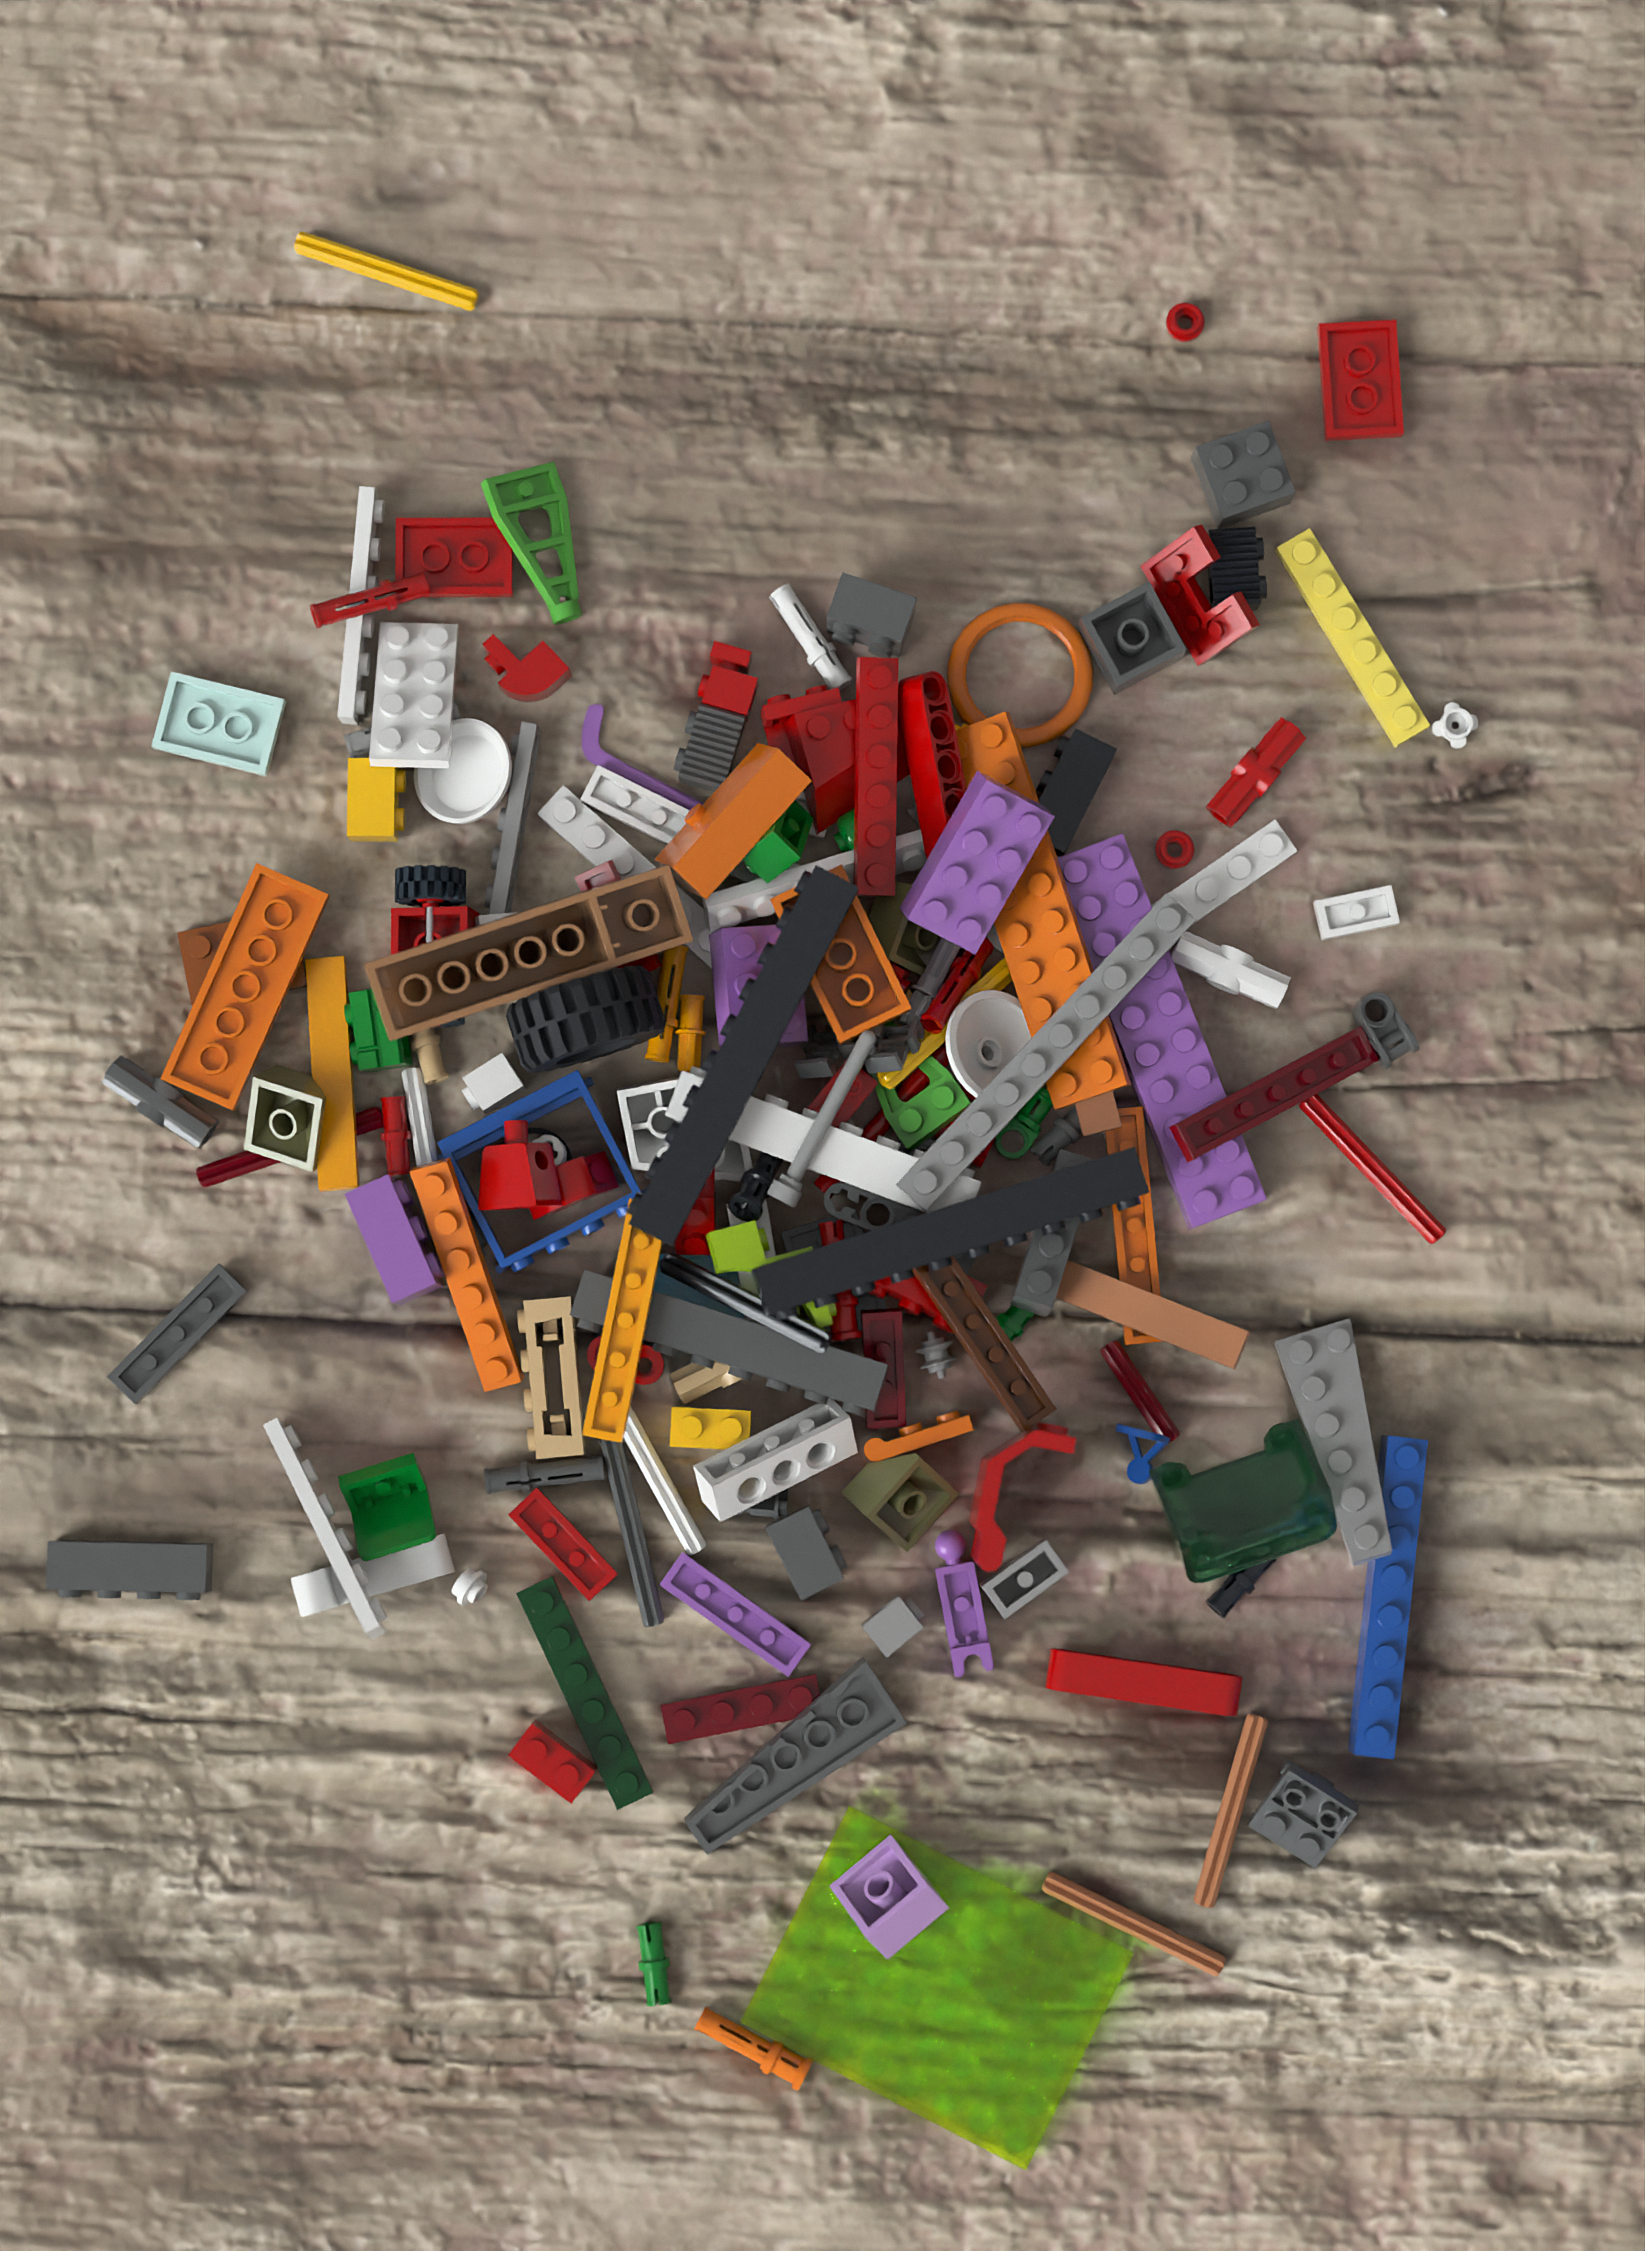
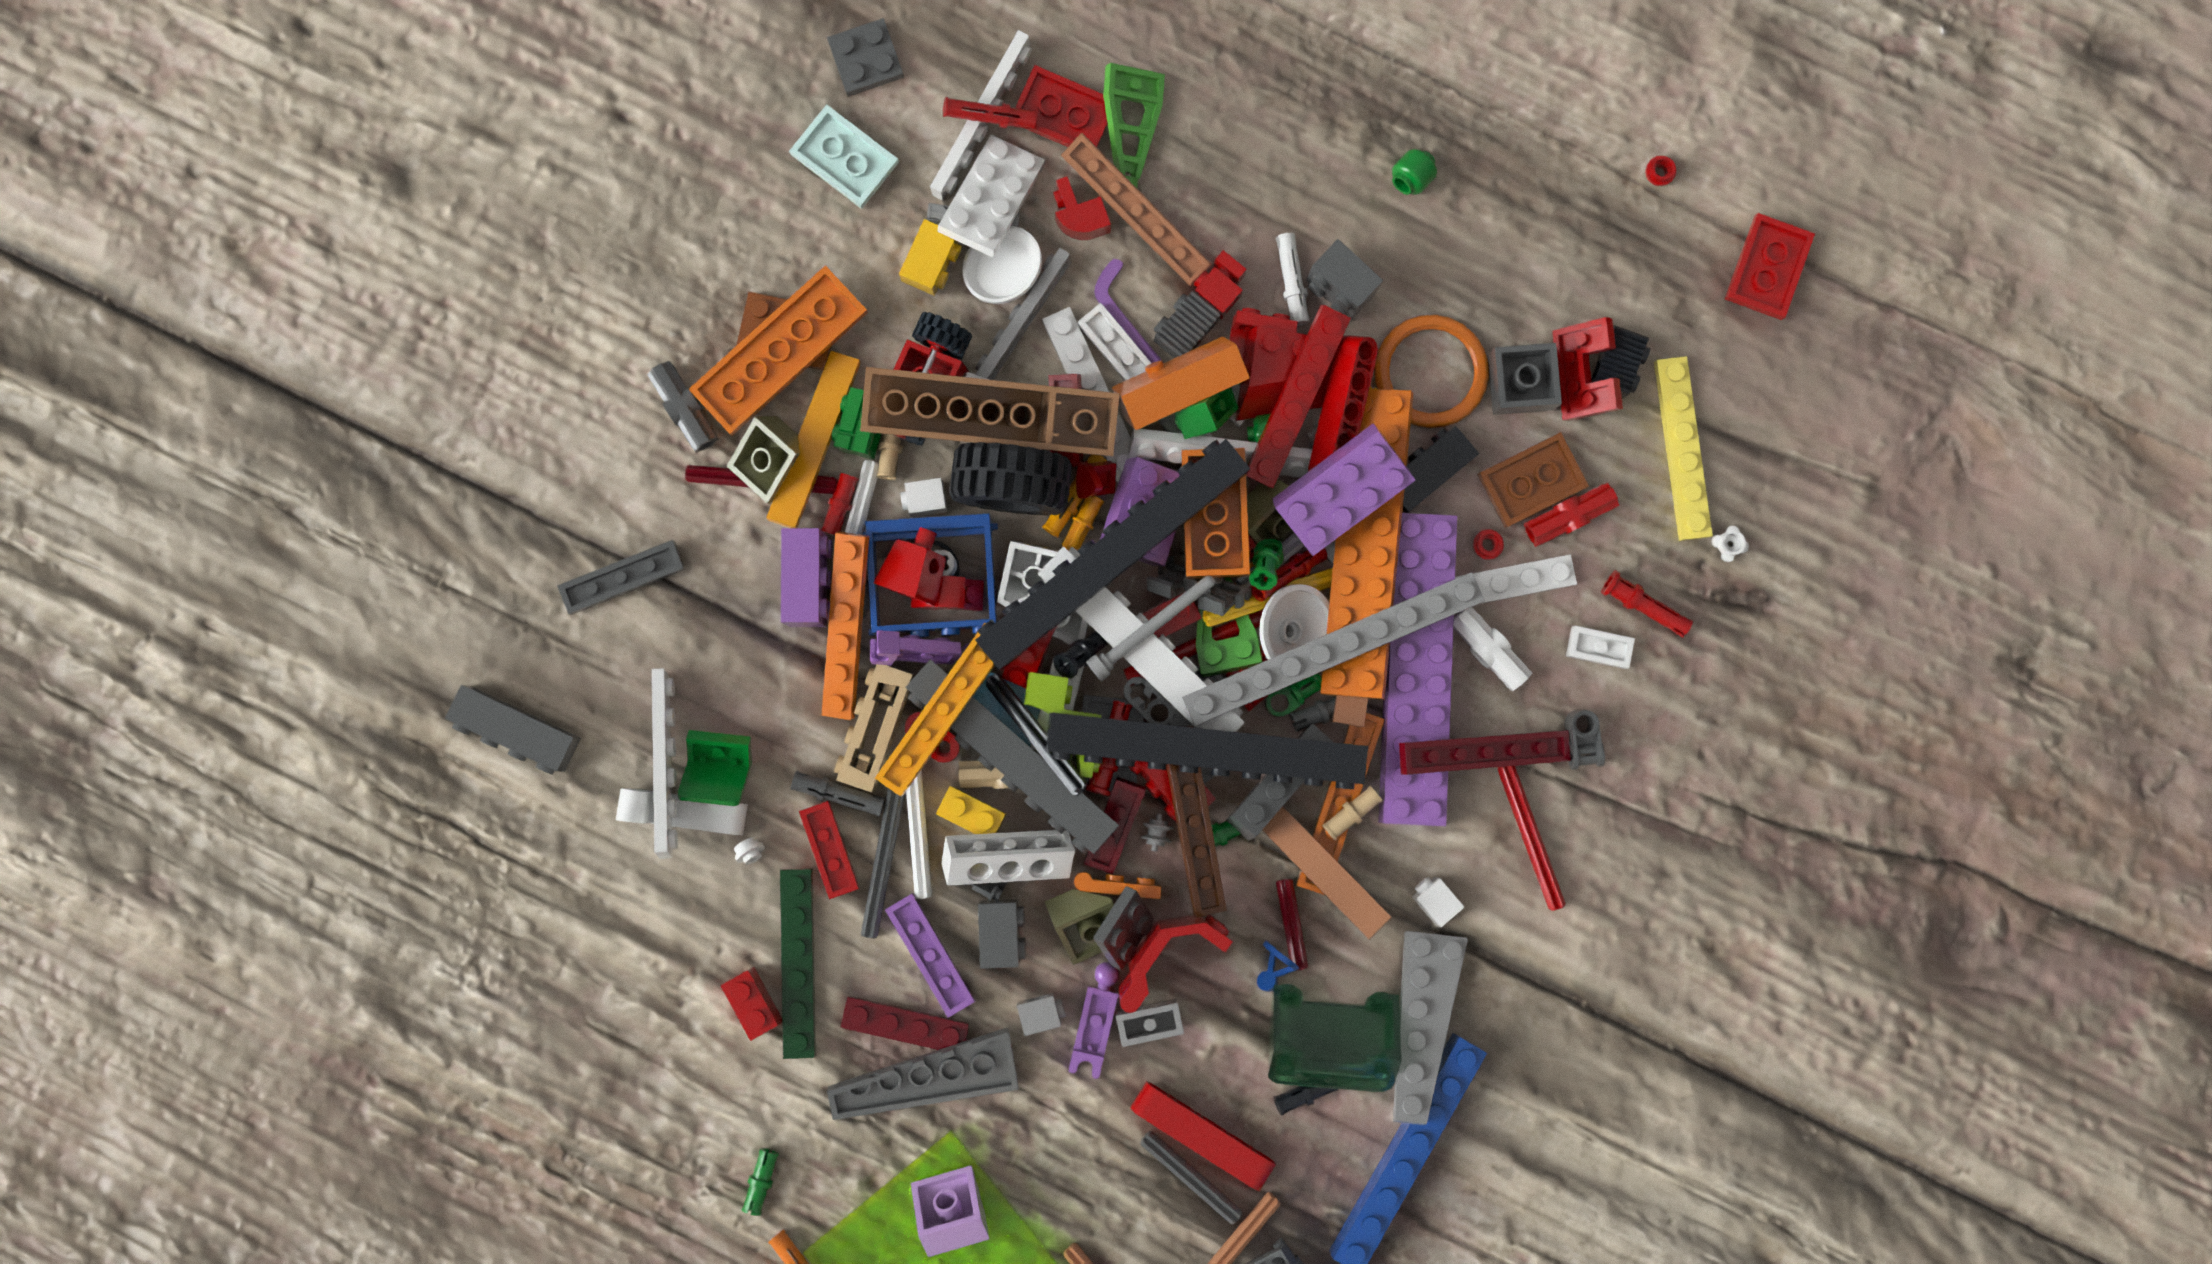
camera: 20 degrees right, 0 degrees up
(191, 594) = (865, 57): none -> dark grey plate
(532, 1276) = (912, 648): none -> medium lavender plate
(591, 637) = (1135, 209): none -> nougat tile
(683, 974) = (1095, 479): none -> red tile
(897, 450) = (1414, 172): none -> green head
(925, 987) = (1266, 563): none -> green connector
(946, 1482) = (1124, 928): none -> dark grey plate
(1151, 1736) = (1191, 1177): none -> dark grey axle
(1152, 1232) = (1352, 812): none -> tan pin
(1193, 751) = (1533, 480): none -> dark orange plate
(1243, 475) = (1656, 297): dark grey piece -> none
(1295, 1290) = (1437, 900): none -> white brick
(1371, 837) = (1634, 597): none -> red pin

